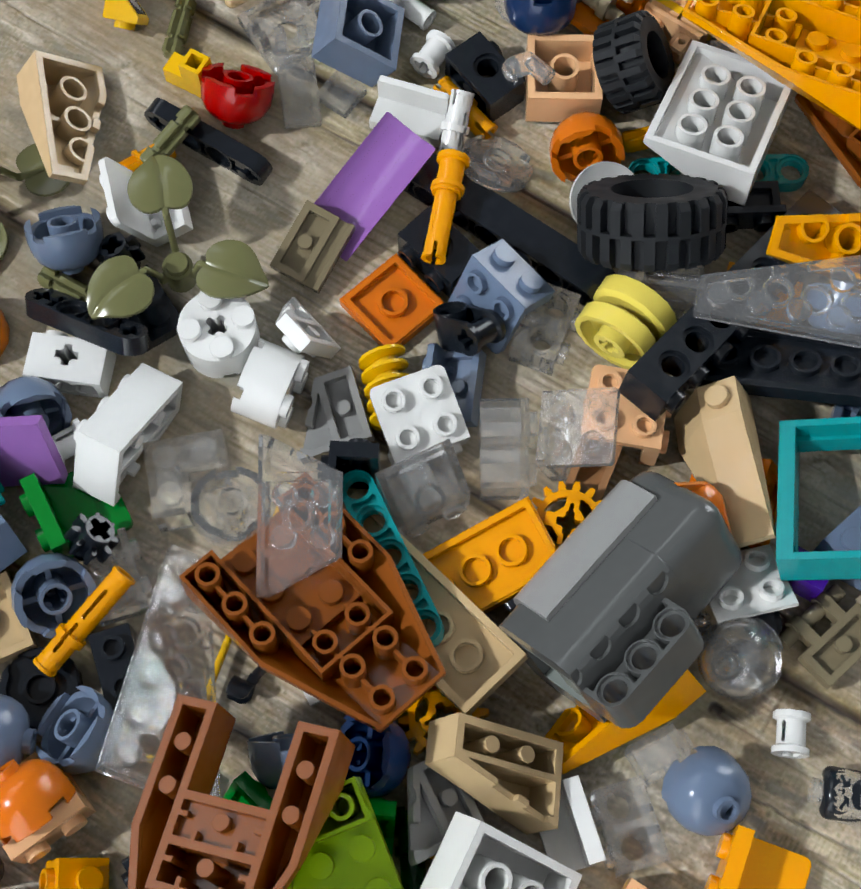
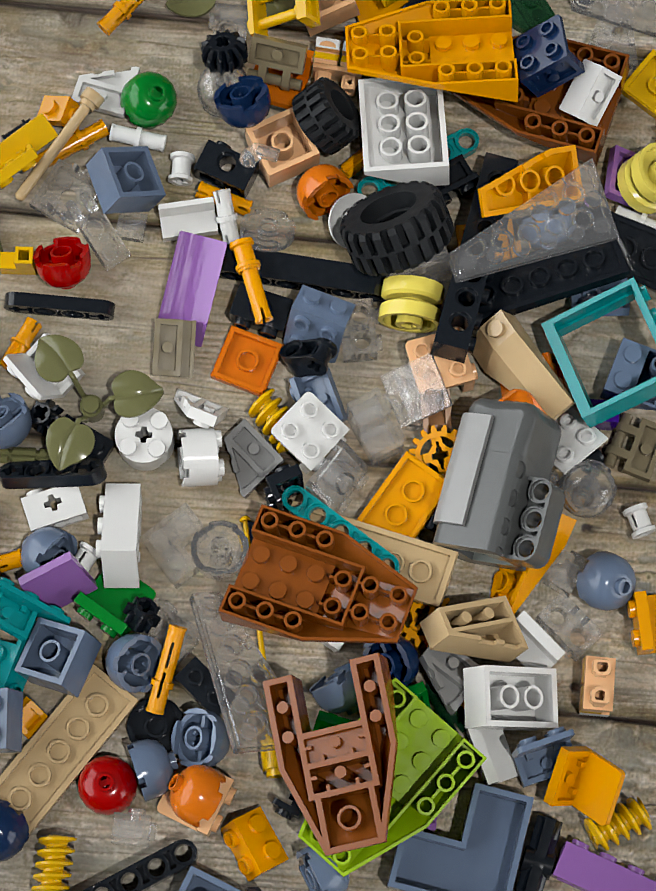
camera: 30 degrees left, 5 degrees up
(173, 134) = (37, 318): olive axle -> none
(241, 689) = (285, 663): black hand -> none
(295, 516) = (273, 535): clear wing -> none

